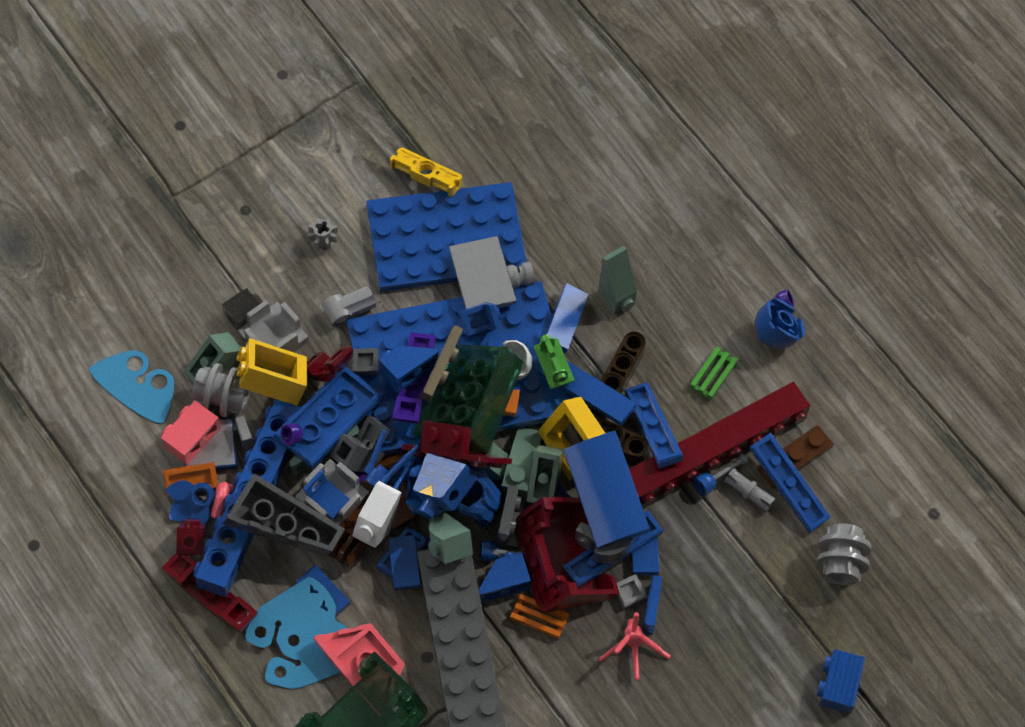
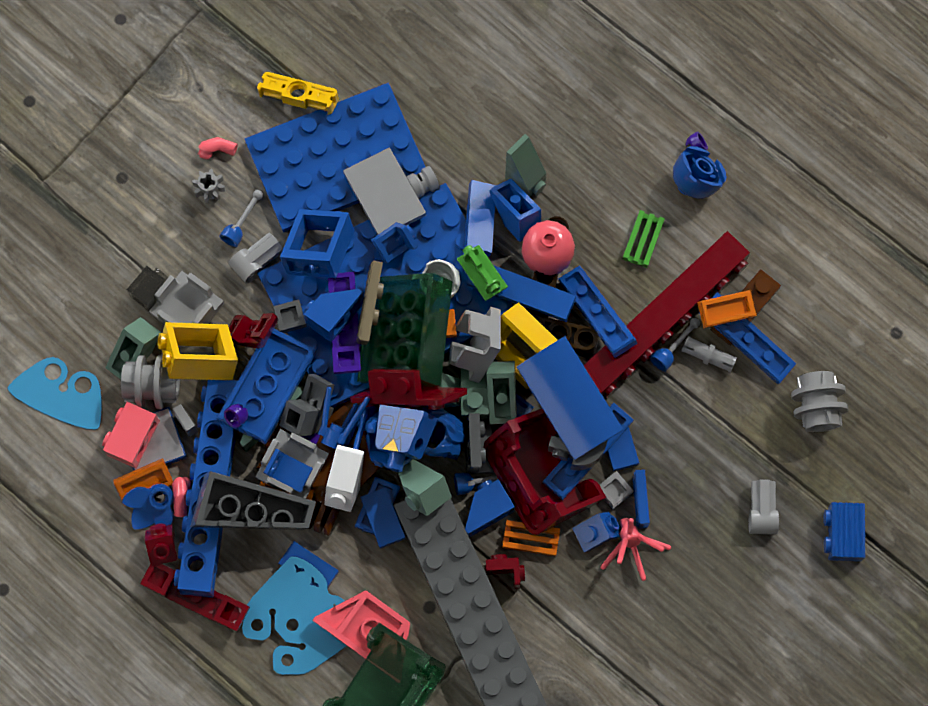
camera: 10 degrees left, 10 degrees up
(332, 280) = (232, 233): none -> hinge
(341, 200) = (216, 144): none -> coral arm
(411, 321) = (324, 263): none -> blue window
(506, 633) = (502, 565): none -> dark red bracket
(543, 415) = (483, 345): none -> light grey panel
(601, 318) = (515, 208): none -> blue slope
(603, 623) = (596, 531): none -> blue bracket
(621, 356) = (548, 247): none -> coral cylinder
(766, 645) = (763, 512): none -> light grey piece
(775, 449) = (726, 309): none -> orange tile

